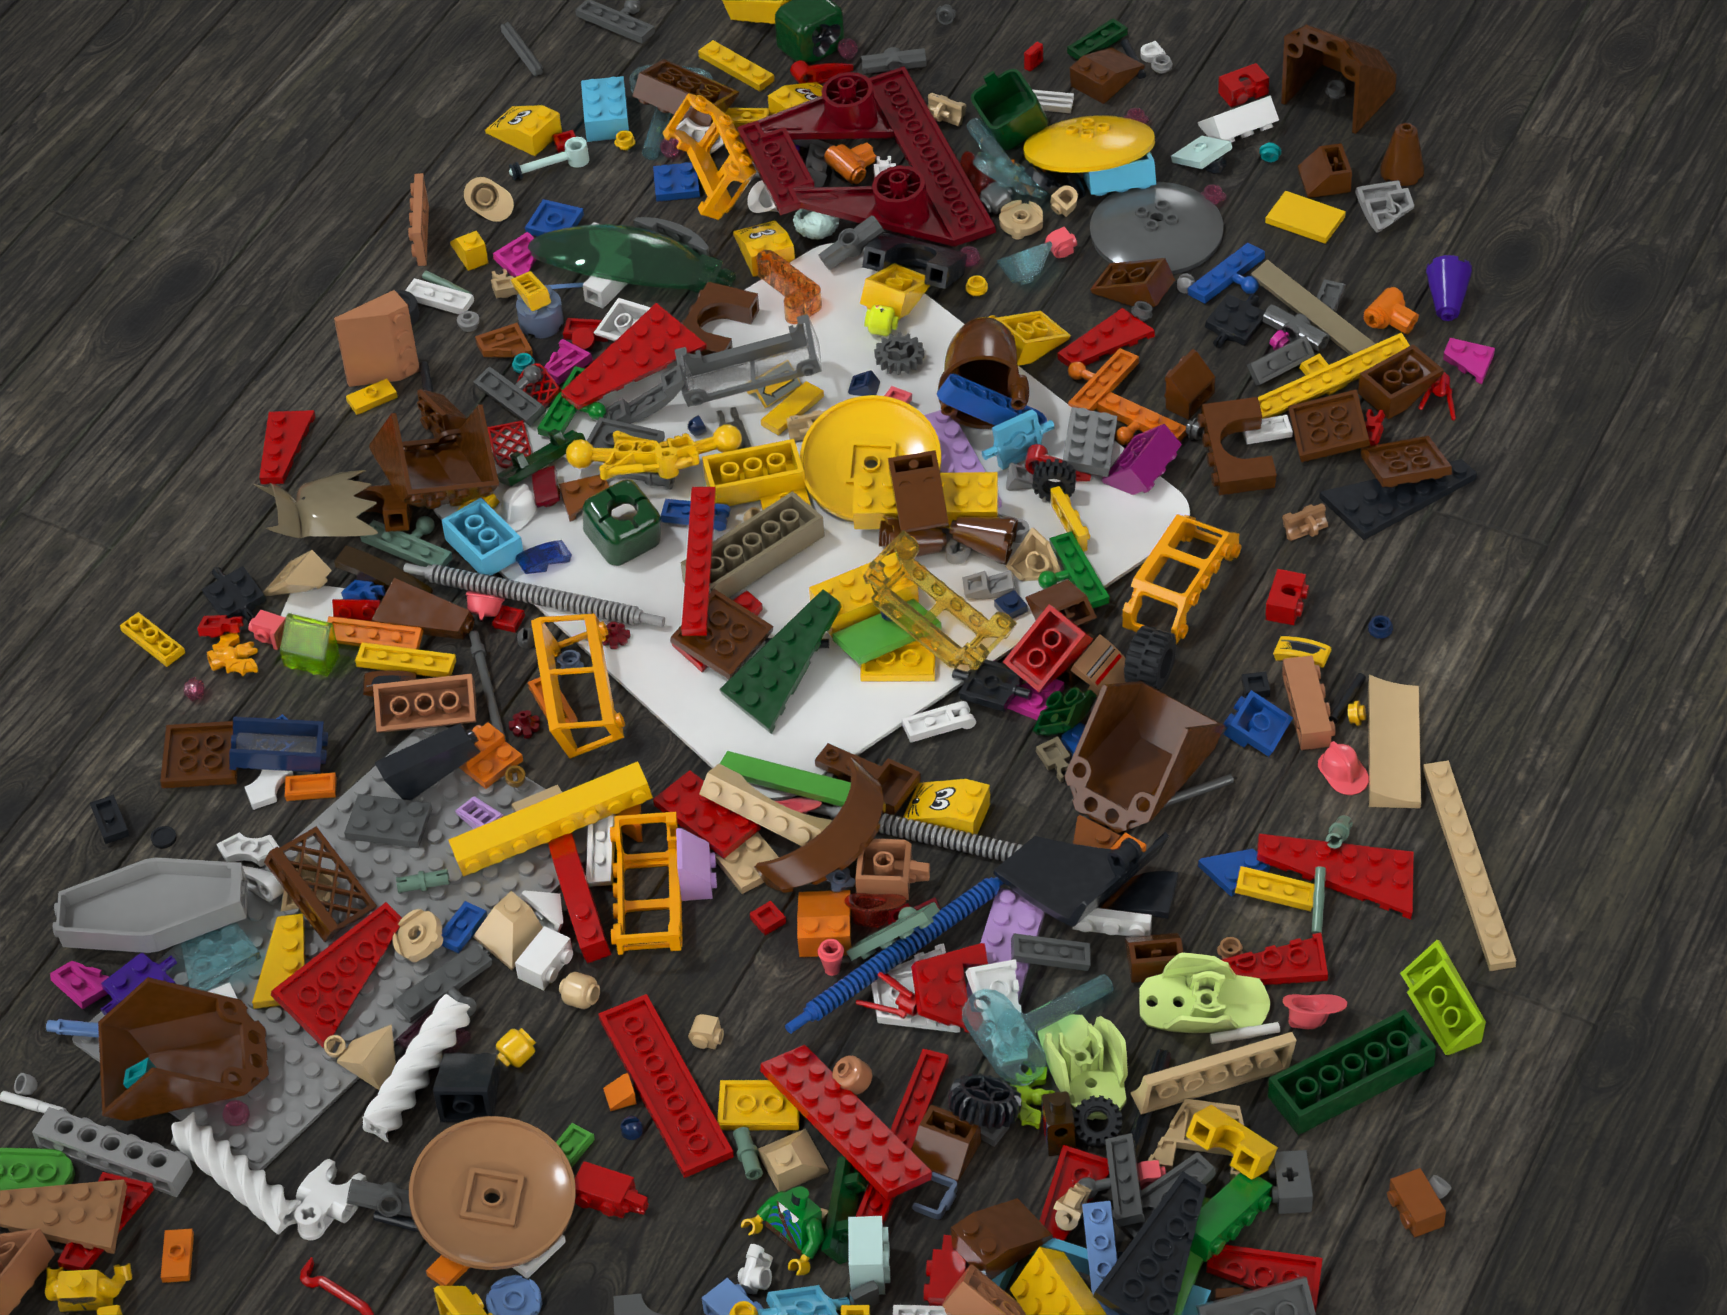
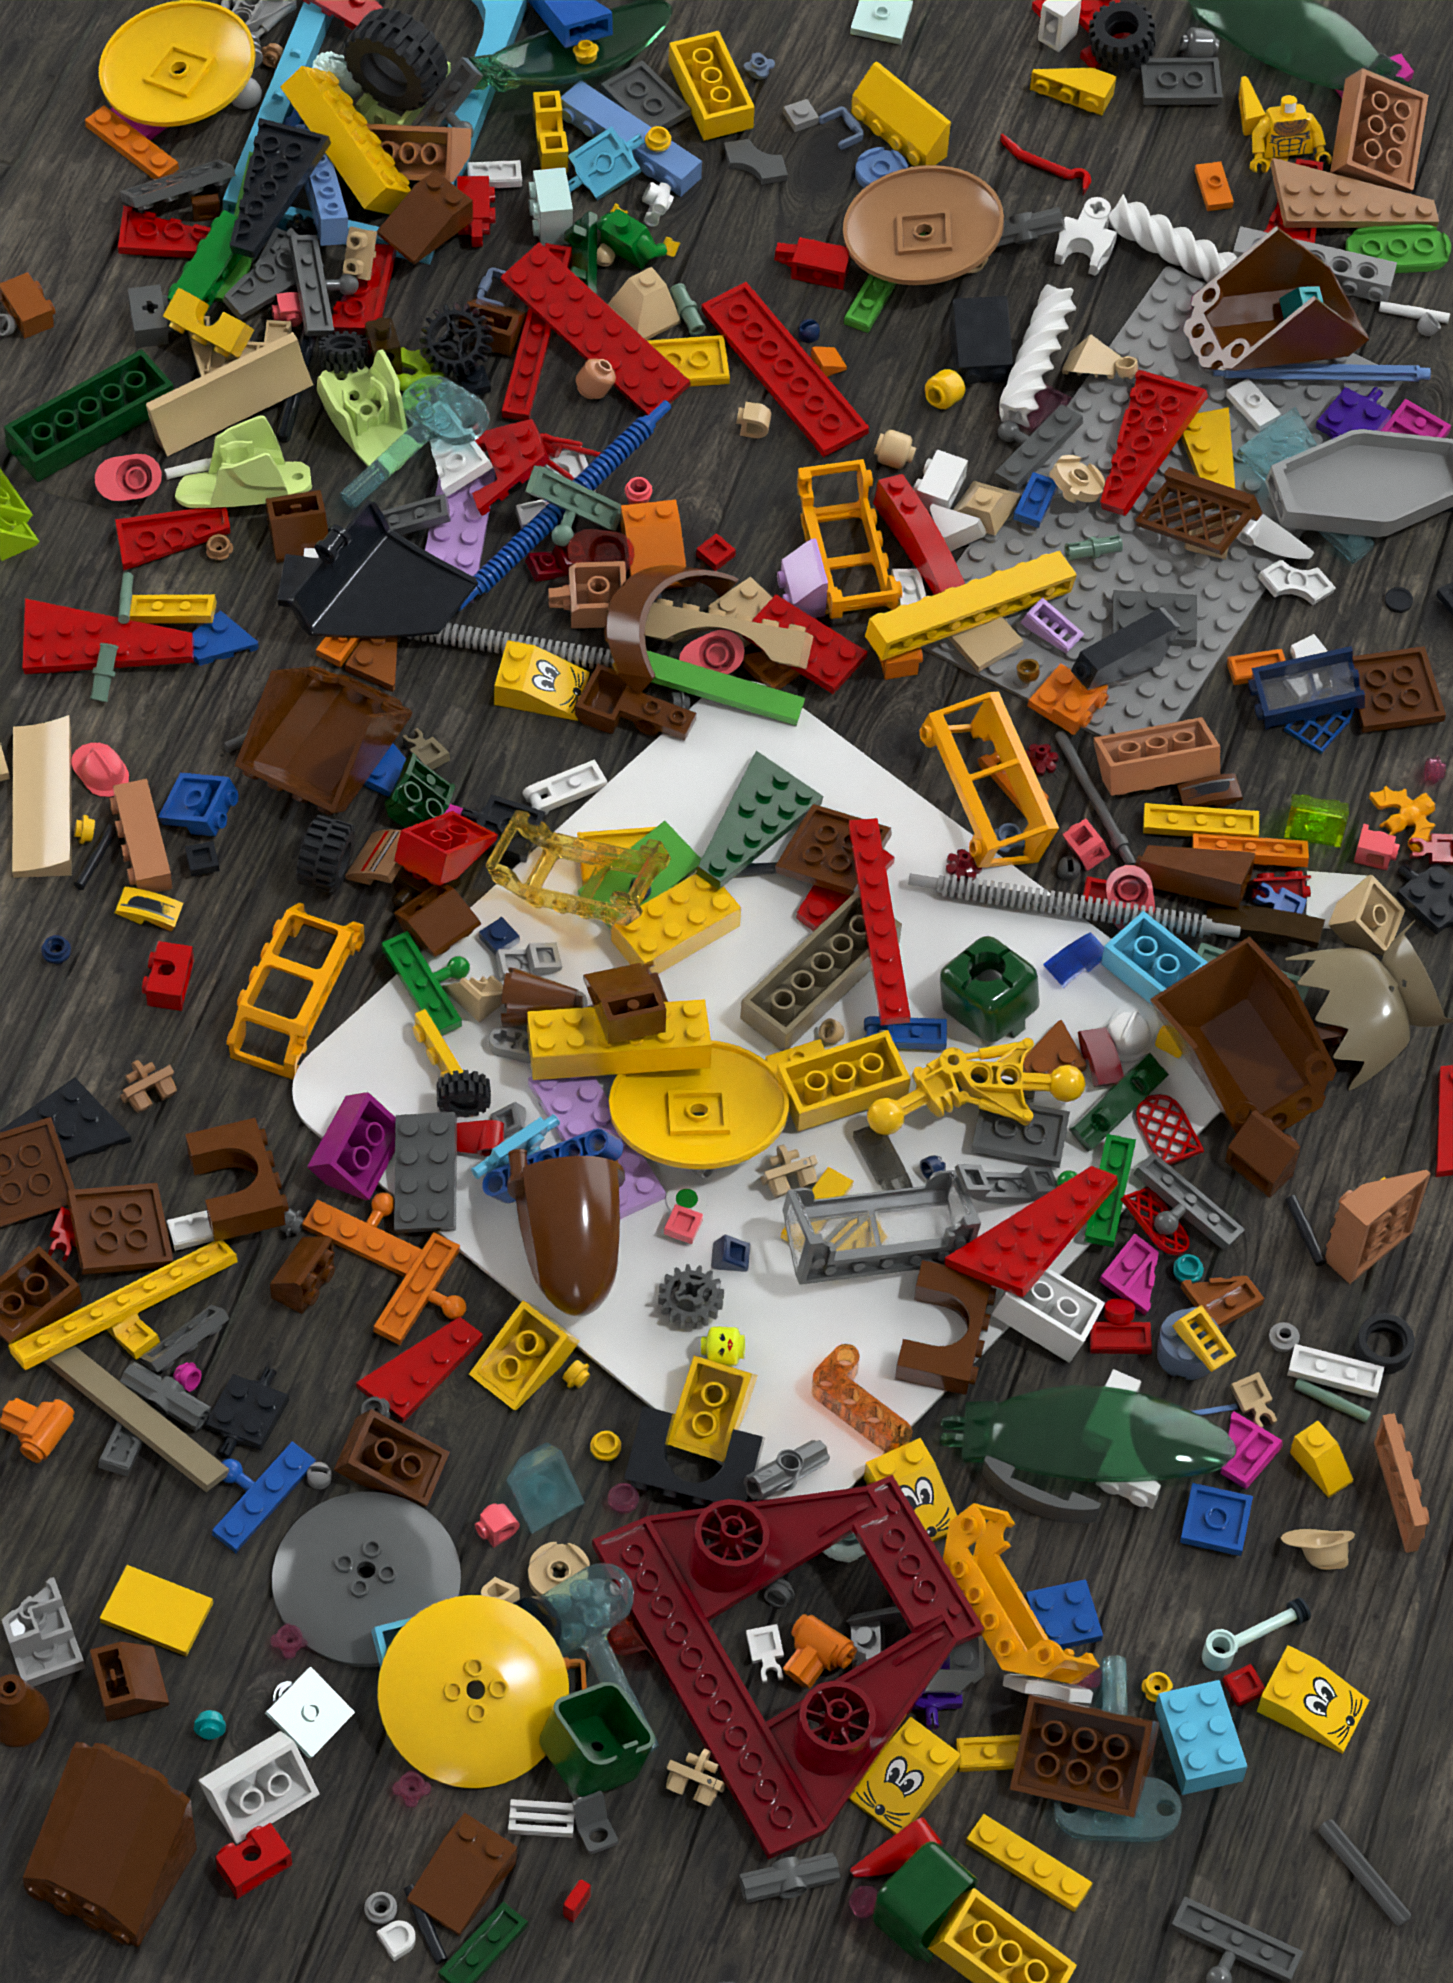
camera: 165 degrees right, 10 degrees up
(509, 649) = (1086, 844): none -> coral brick

